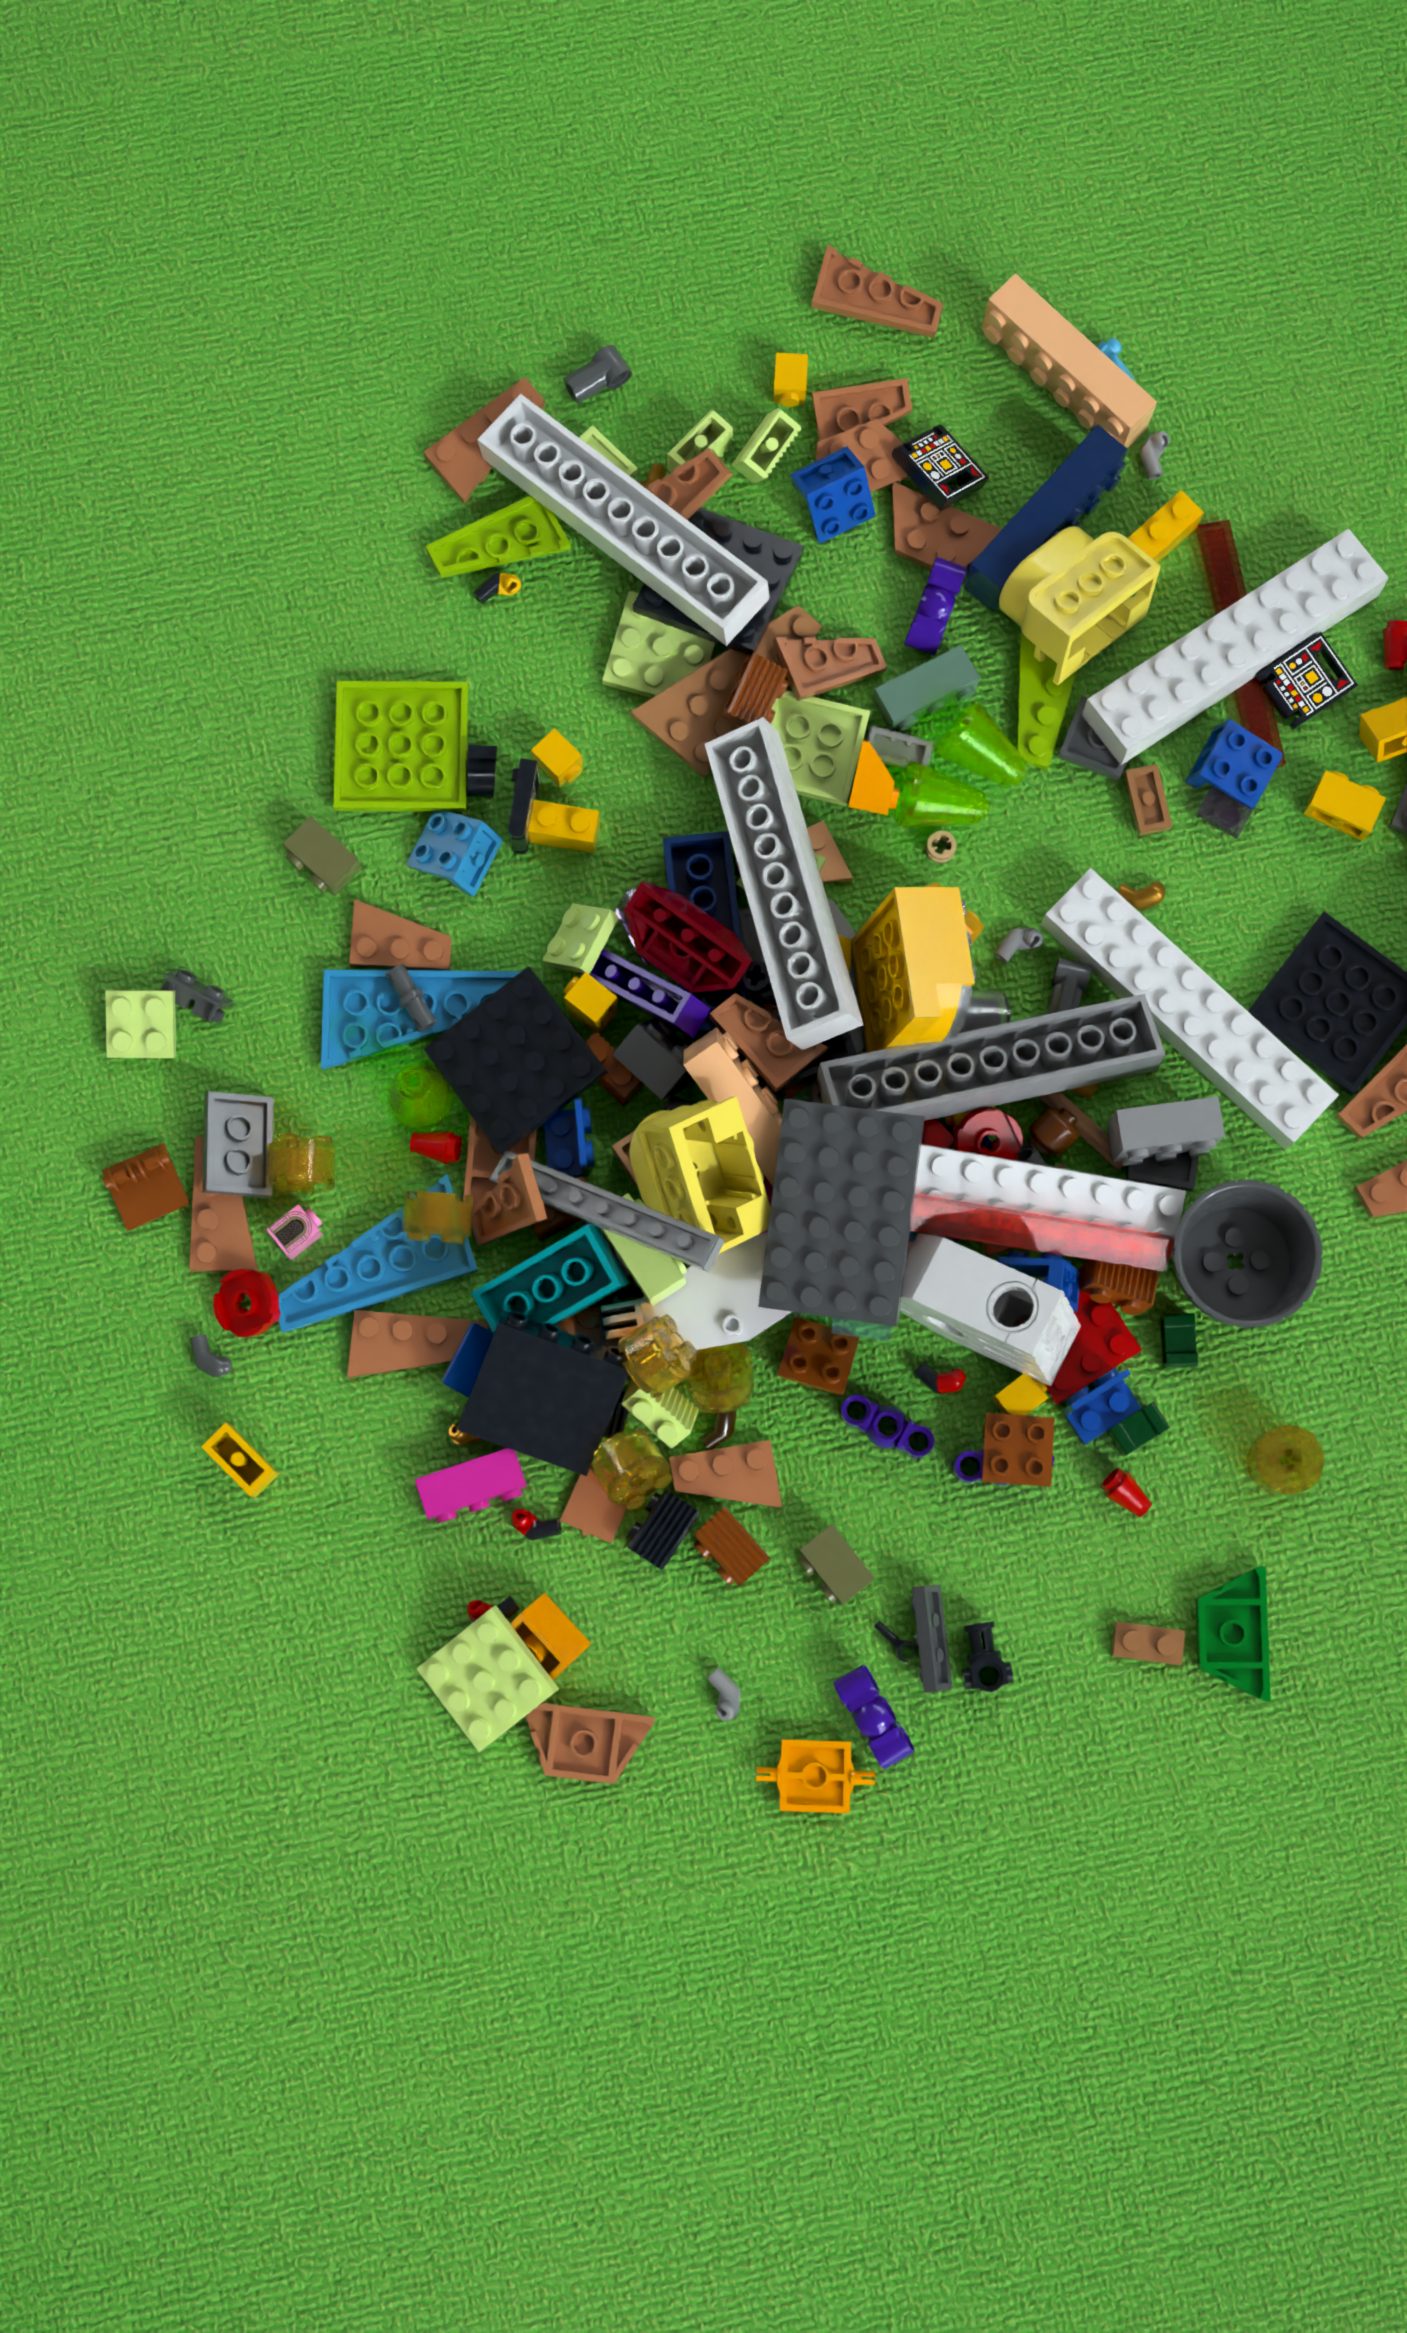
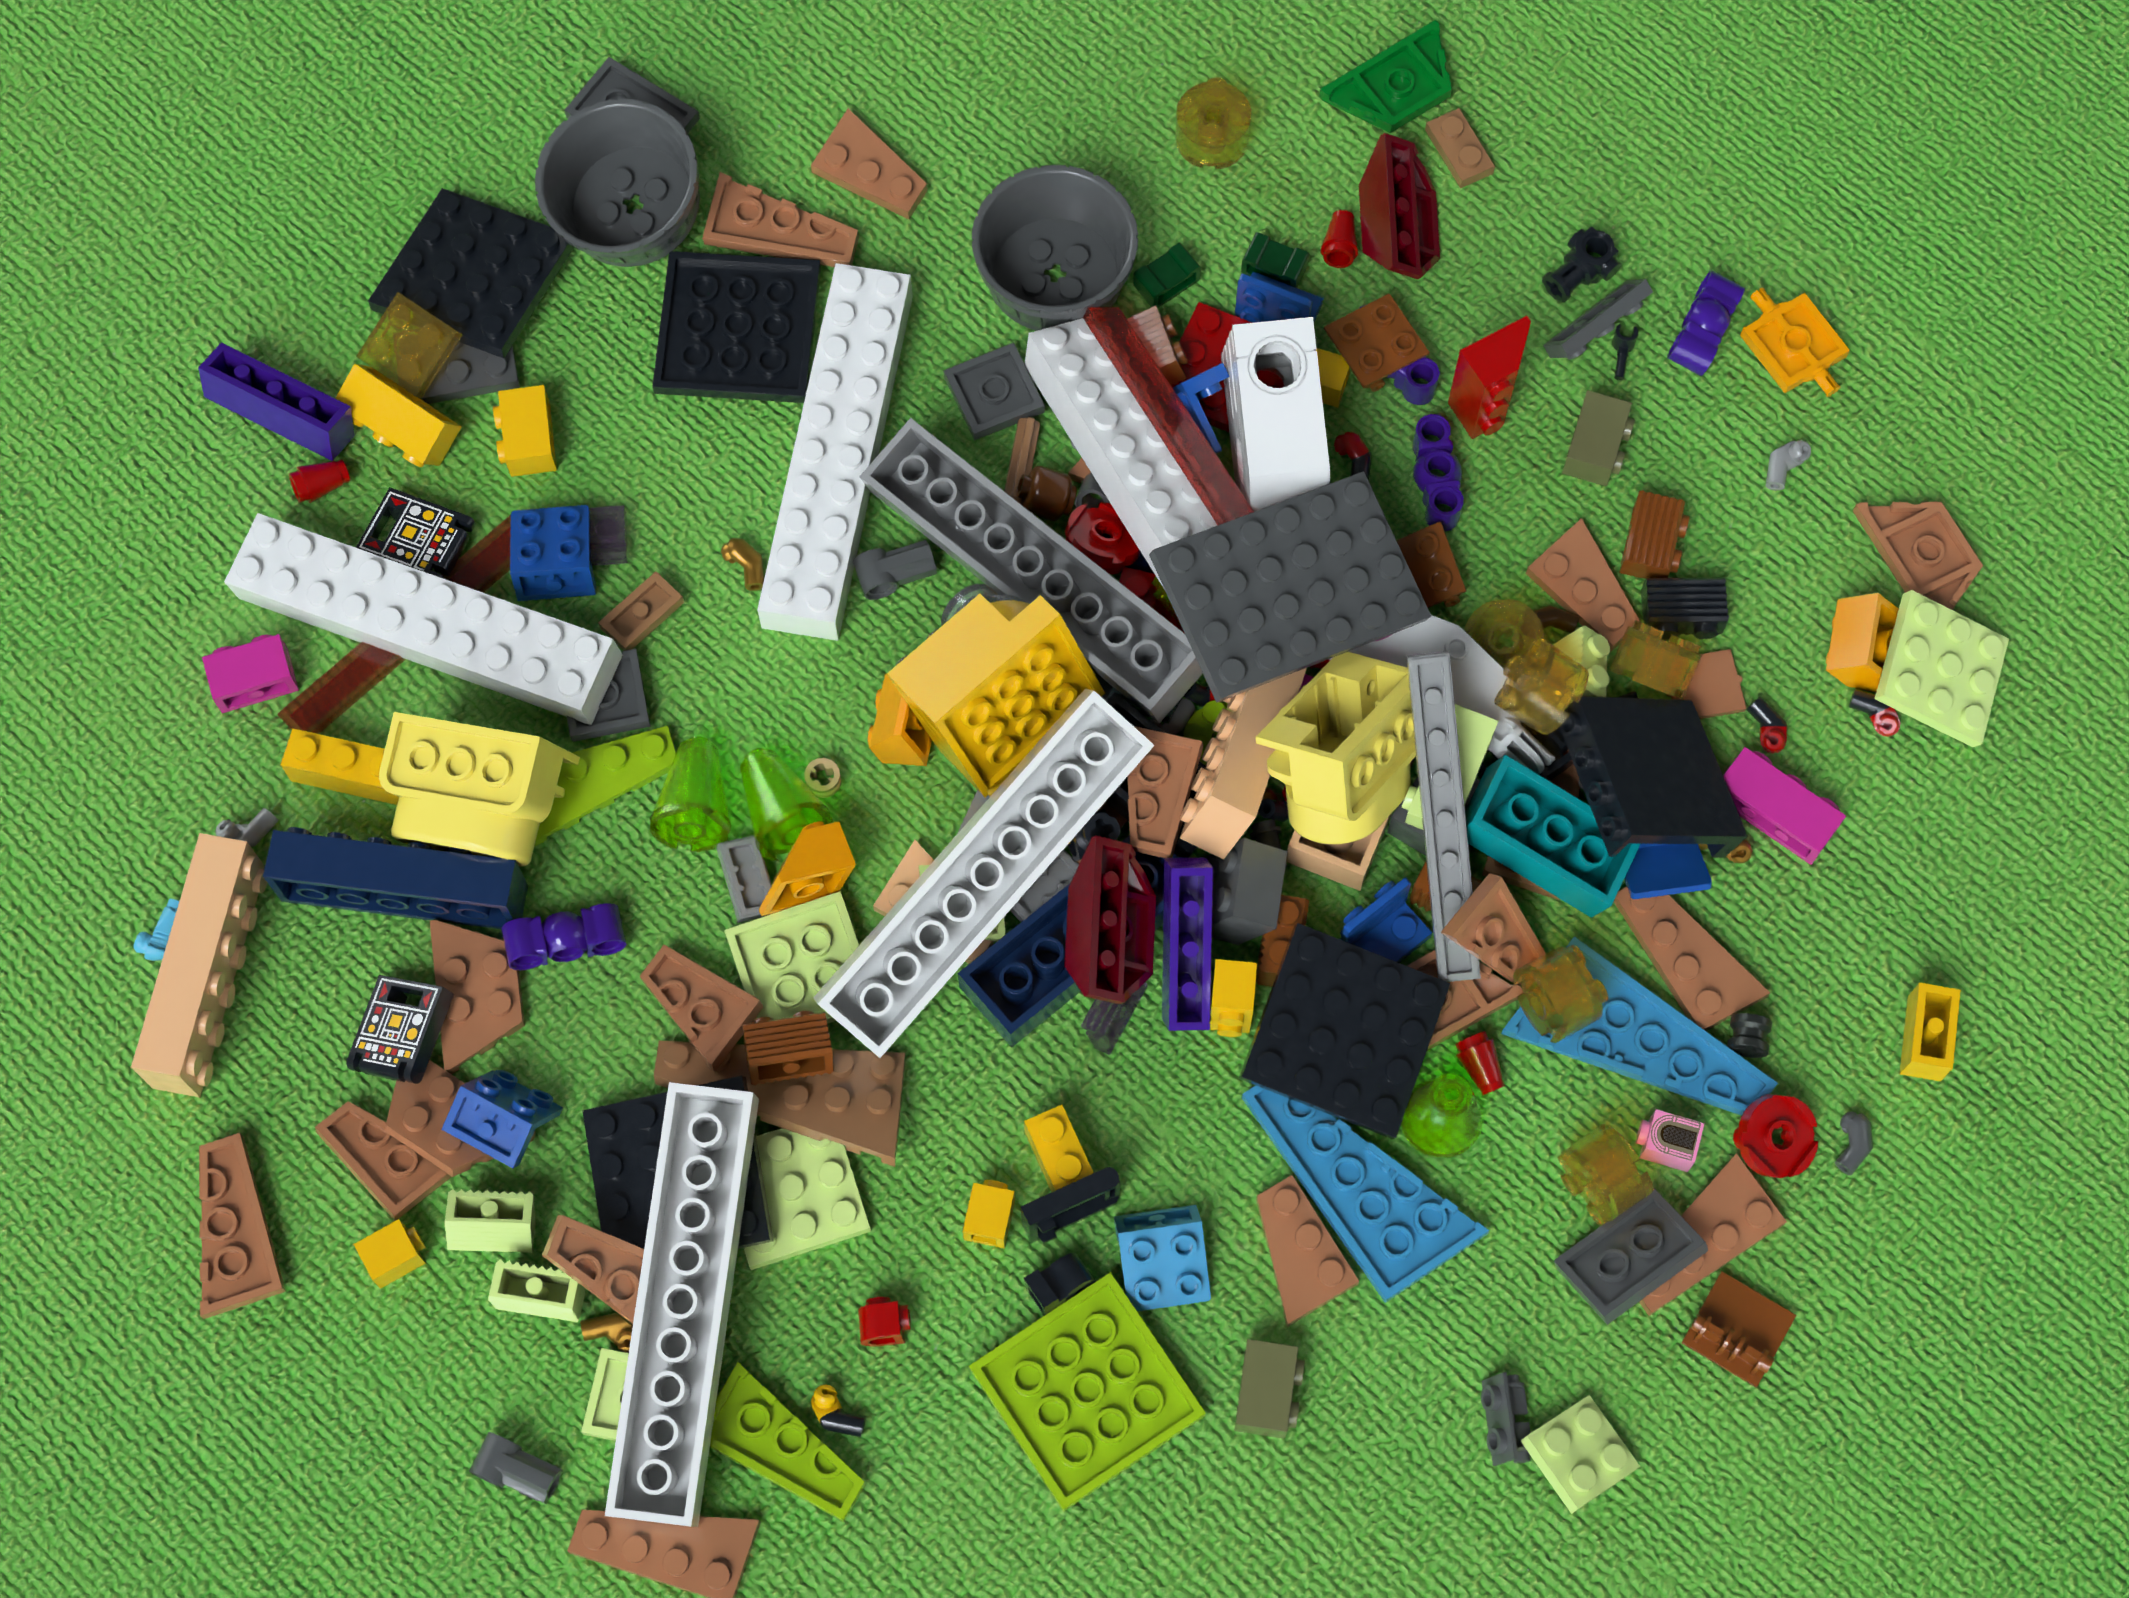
camera: 120 degrees left, 10 degrees down
(327, 1338) = (1750, 1035): none -> pearl dark grey wheel
(411, 998) = (1355, 1181): dark grey pin -> none
(533, 649) = (883, 1322): none -> red plate
(580, 938) = (1170, 1054): yellowish green plate -> none
(925, 1506) = (1487, 378): none -> red slope
(926, 689) = (662, 890): sand green brick -> none
(1018, 940) = (870, 647): light grey arm -> none
(1115, 1548) = (1399, 209): none -> dark red wedge
(1165, 1130) = (982, 383): light grey brick -> none
(1271, 517) = (250, 673): none -> dark pink brick

